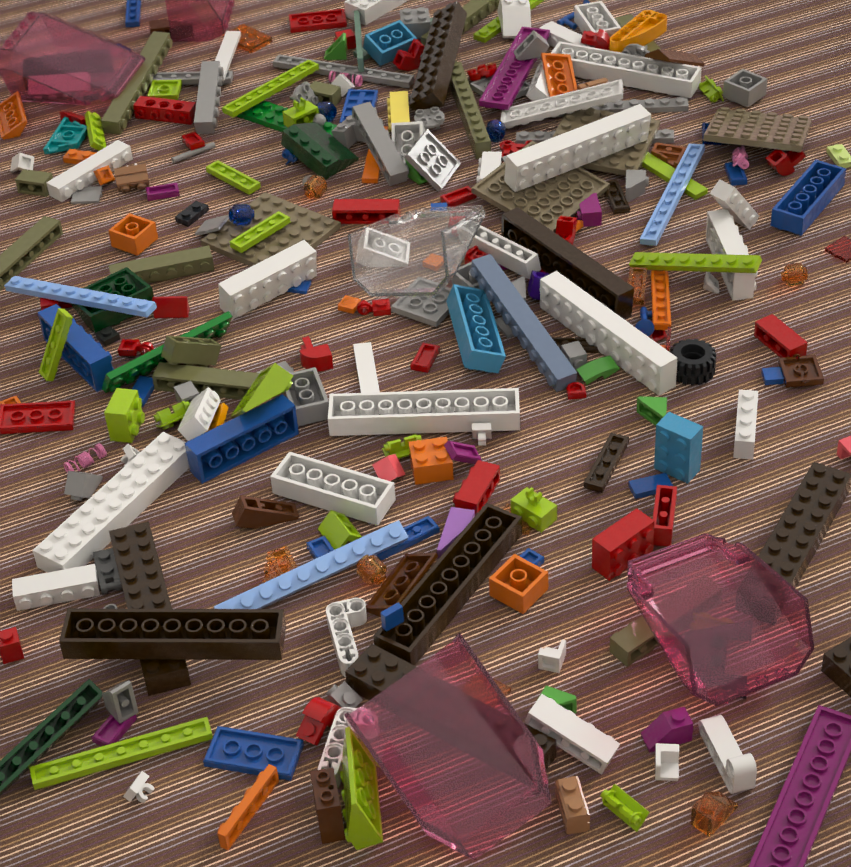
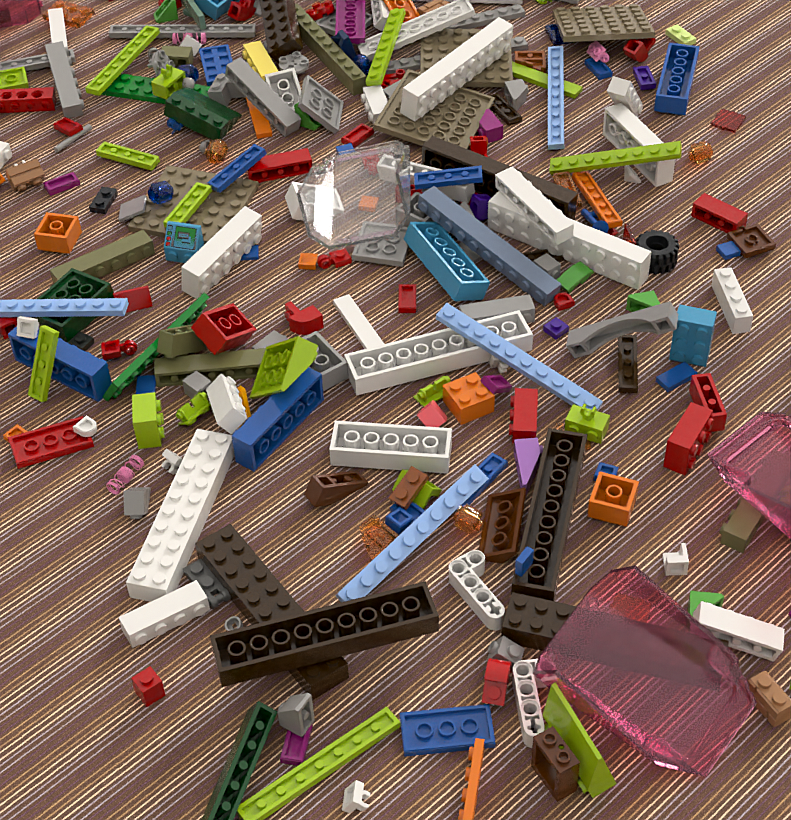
camera: 20 degrees left, 5 degrees up
(51, 307) = (27, 327): none -> white tile
(71, 410) = (85, 427): none -> white tile
(230, 347) = (223, 328): none -> red brick
(236, 259) = (182, 241): none -> dark azure slope
(305, 554) = (399, 520): none -> blue slope
(321, 205) = (237, 168): none -> blue plate
(328, 528) = (408, 488): none -> dark orange plate
(485, 108) = (344, 44): none -> dark blue slope
(493, 433) = (516, 358): none -> light blue plate
(513, 249) = (448, 177): none -> blue plate
(523, 116) = (385, 47): none -> lime plate
(528, 385) = (492, 308): none -> light grey brick
(554, 414) = (556, 328): none -> dark purple plate
(580, 291) = (534, 205): none -> white brick
(634, 420) = (654, 319): none -> light grey arch
(777, 190) = (644, 77): none -> dark purple plate

